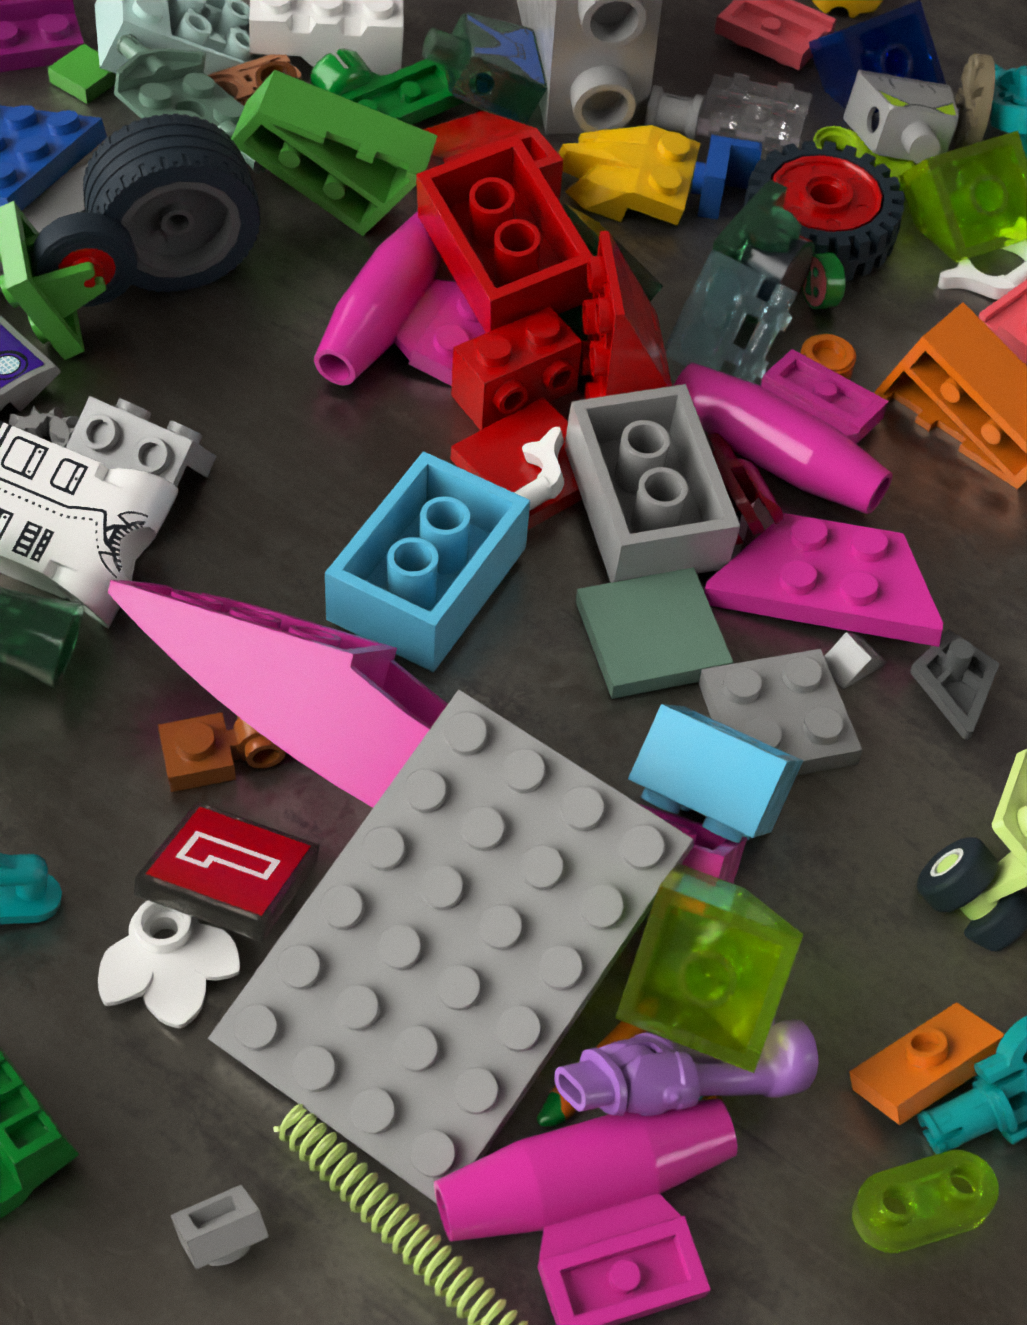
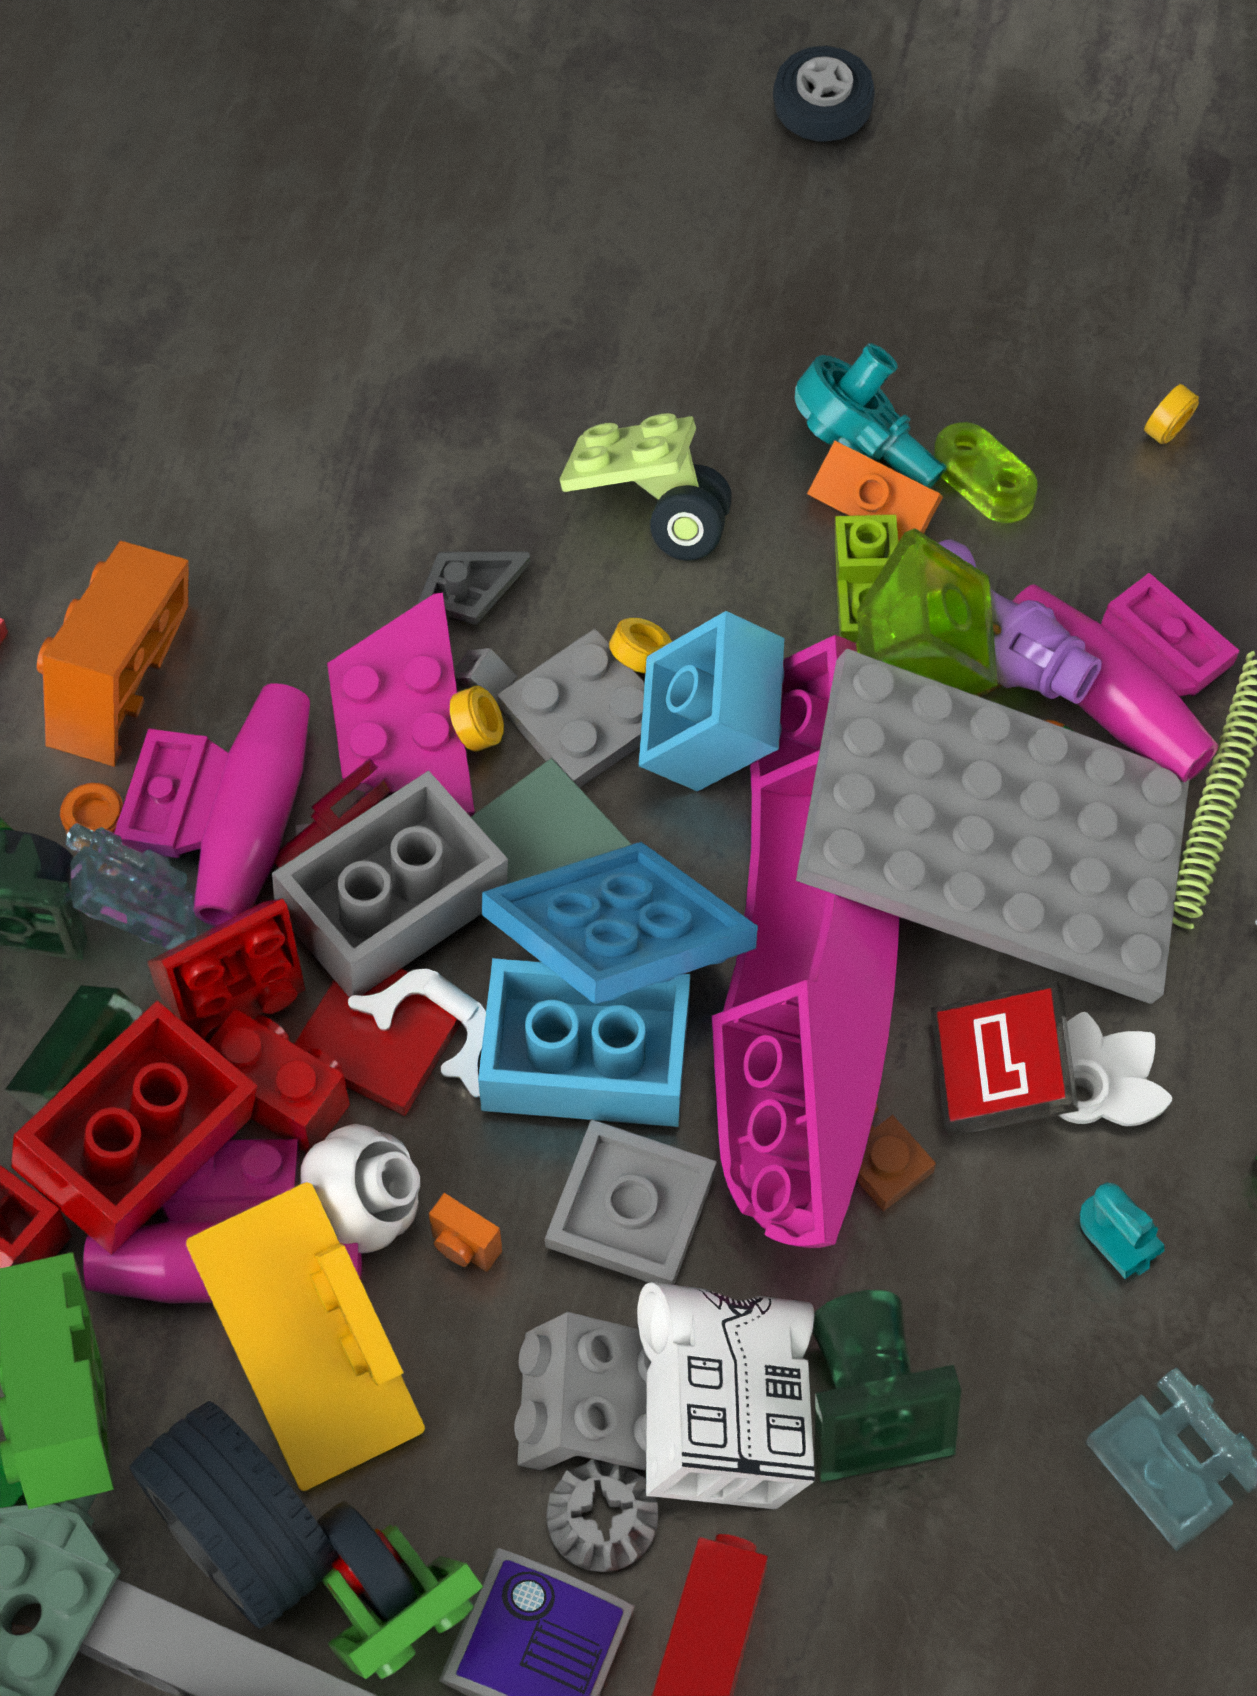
camera: 110 degrees left, 10 degrees up
(269, 550) = (631, 1204): none -> light grey plate
(288, 302) = (306, 1335): none -> yellow bracket
(316, 438) = (464, 1234): none -> orange plate
(387, 374) = (364, 1185): none -> white plant
(516, 601) = (619, 922): none -> dark azure plate
(798, 618) = (476, 718): none -> yellow tile
(826, 777) = (636, 640): none -> yellow tile
(843, 1015) = (861, 552): none -> lime slope

